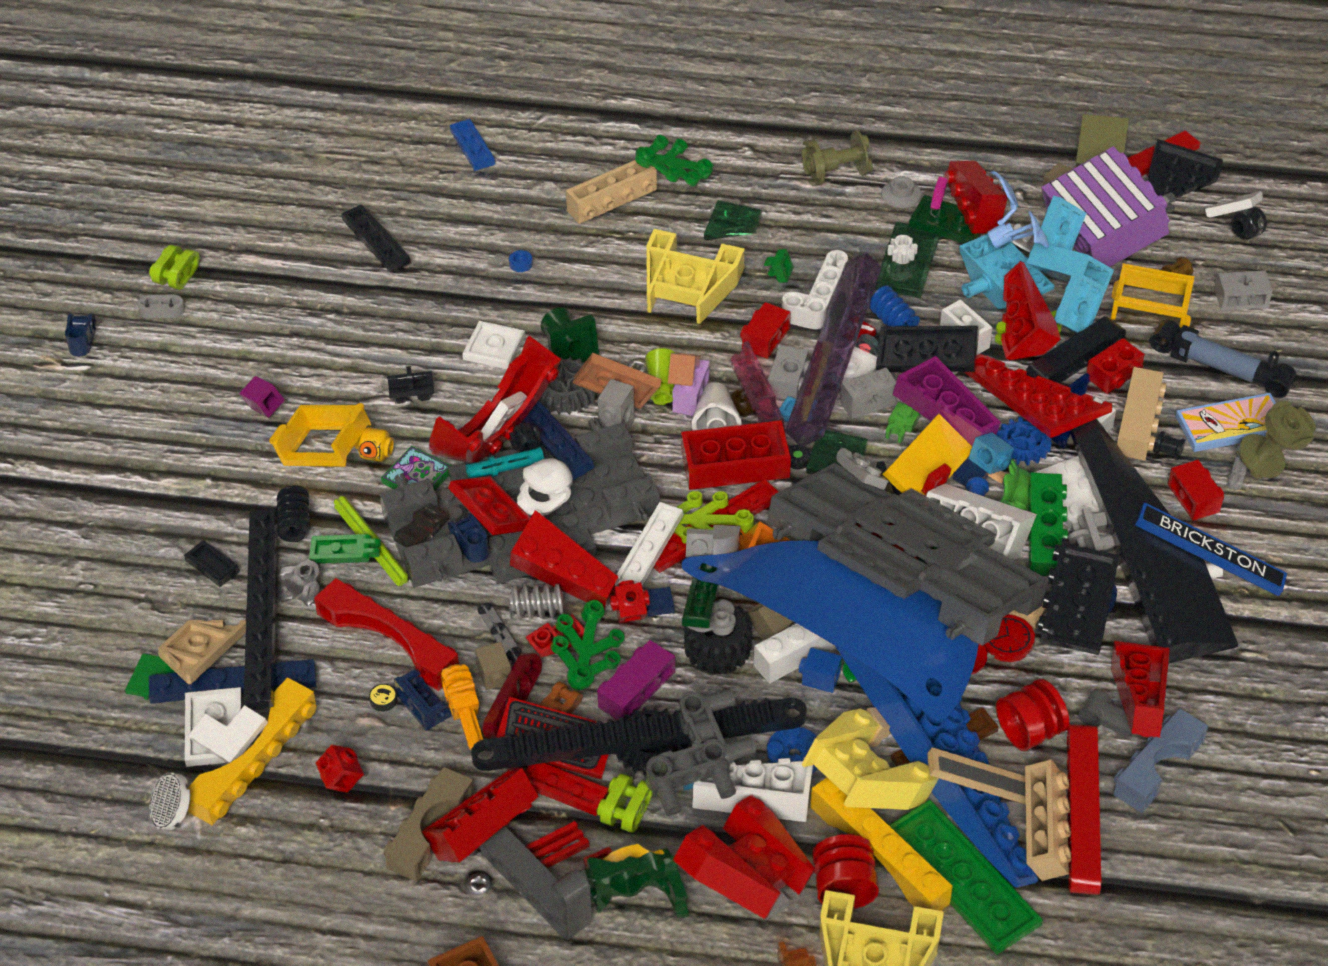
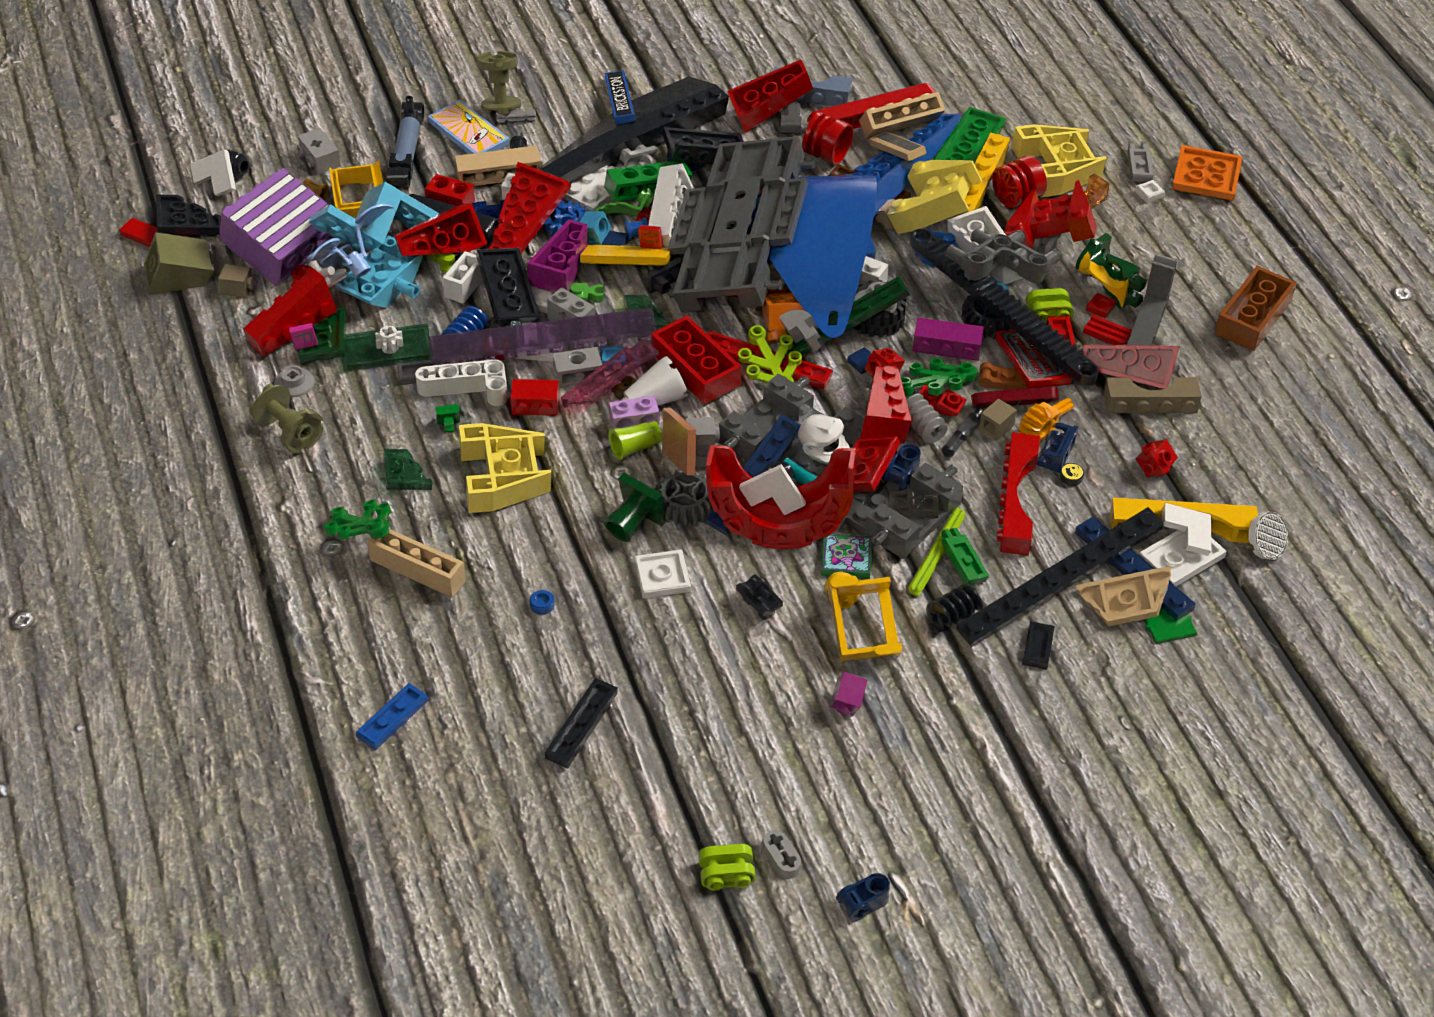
camera: 120 degrees left, 0 degrees up
(297, 584) = (1010, 573): flat silver plate -> none
(650, 543) = (827, 377): white tile -> none
(682, 368) = (637, 403): nougat panel -> none
(861, 468) = (671, 275): light grey hinge -> none
(1195, 490) = (556, 126): red brick -> none

